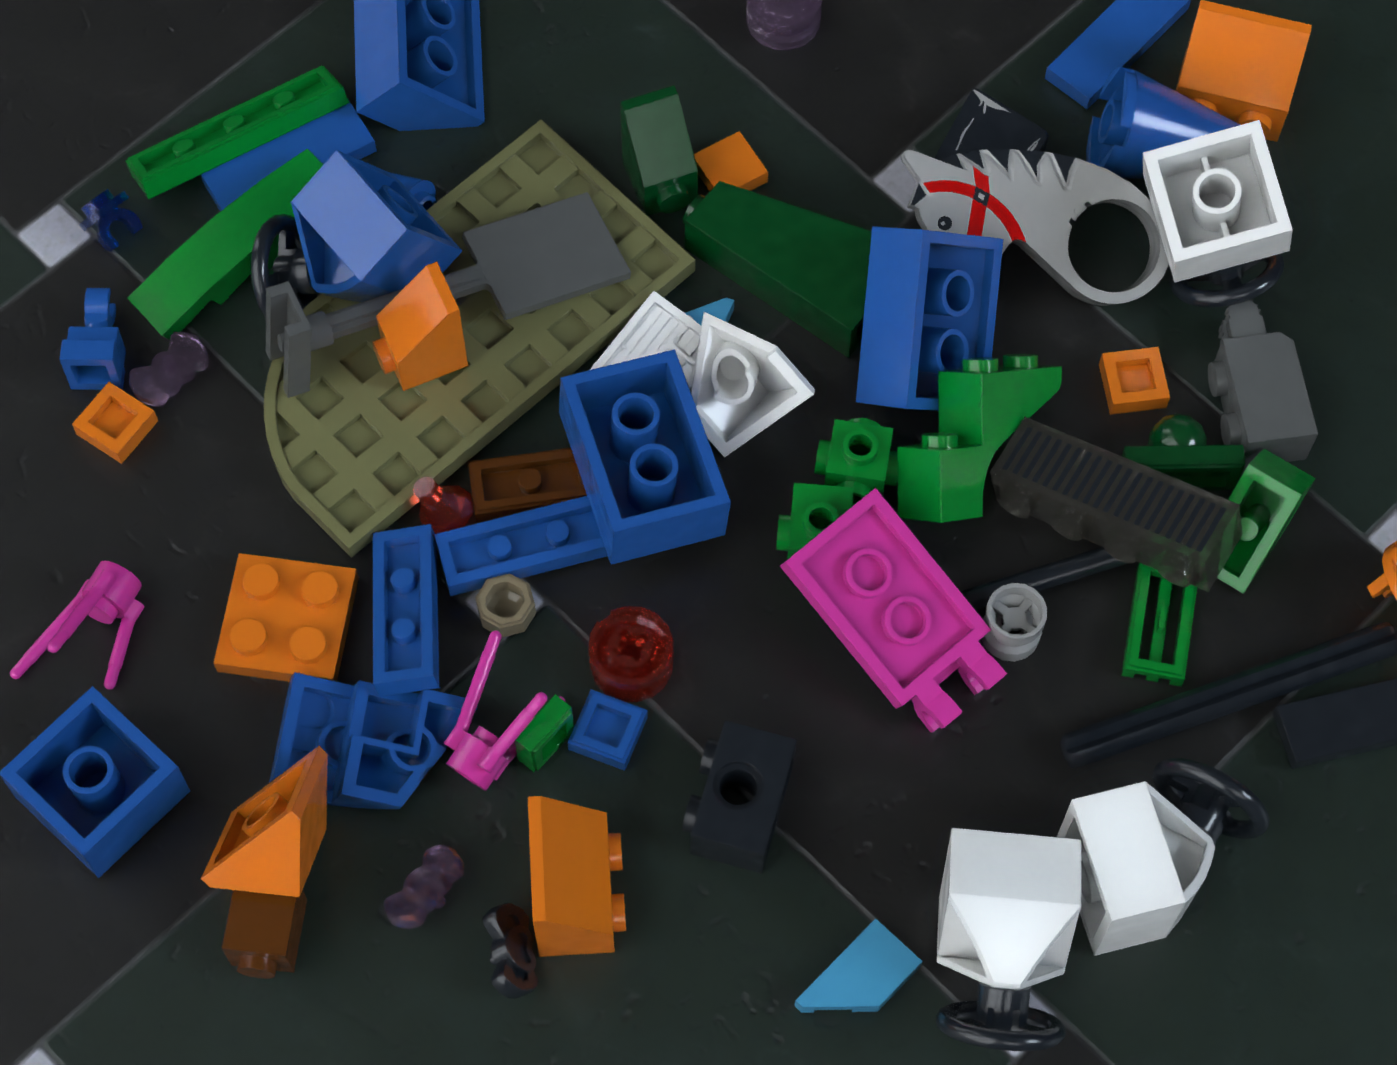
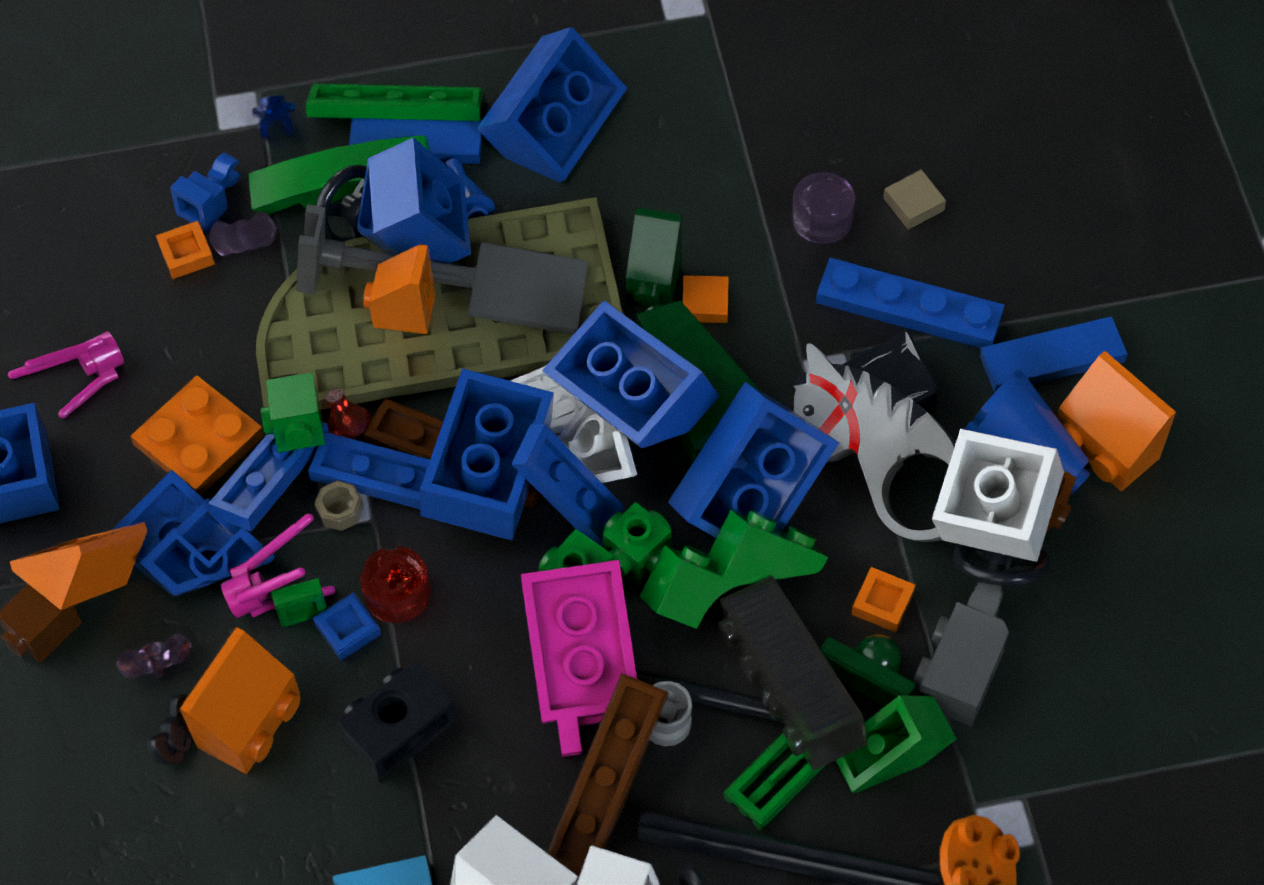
camera: 35 degrees right, 5 degrees down
(395, 530) = (293, 412): none -> green brick
(744, 288) = (631, 378): none -> blue slope
(752, 438) = (565, 482): none -> blue plate
(940, 61) = (909, 303): none -> blue plate
(1007, 717) = (608, 772): none -> reddish brown tile

